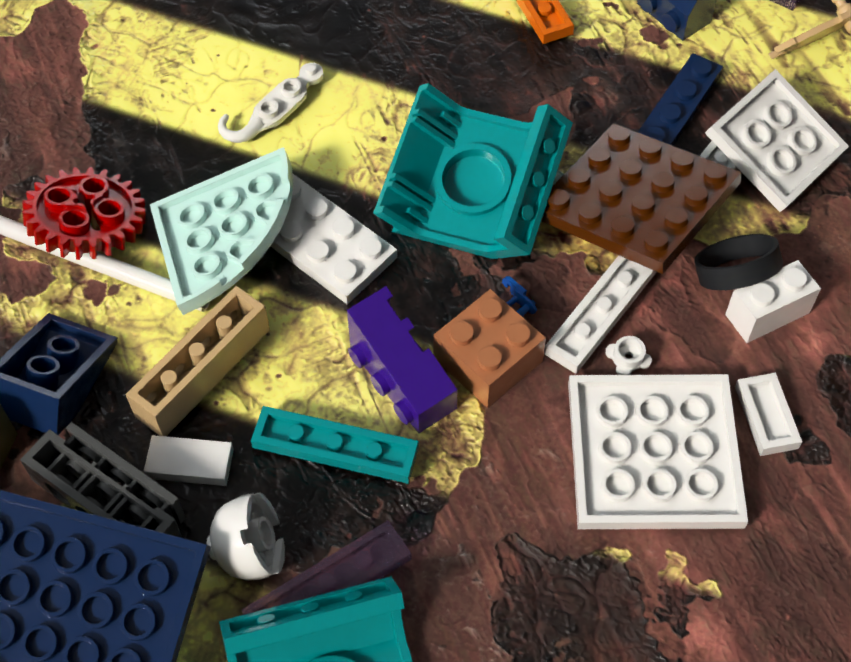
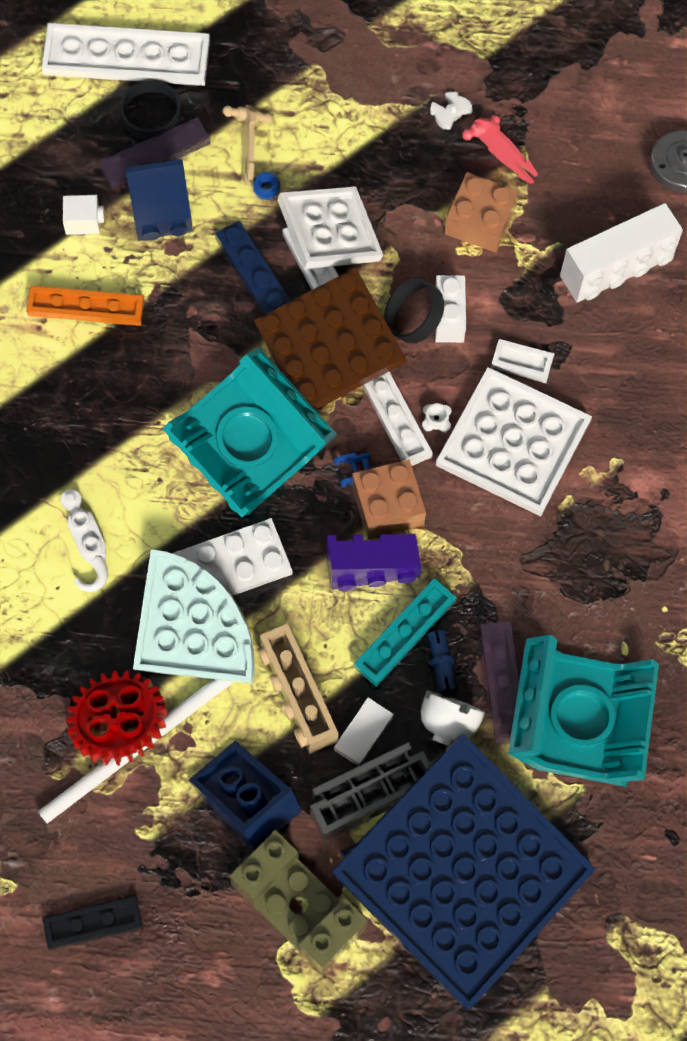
camera: 65 degrees left, 10 degrees up
(319, 503) = (442, 662): none -> dark blue pin
(787, 67) = (266, 179): none -> blue plate

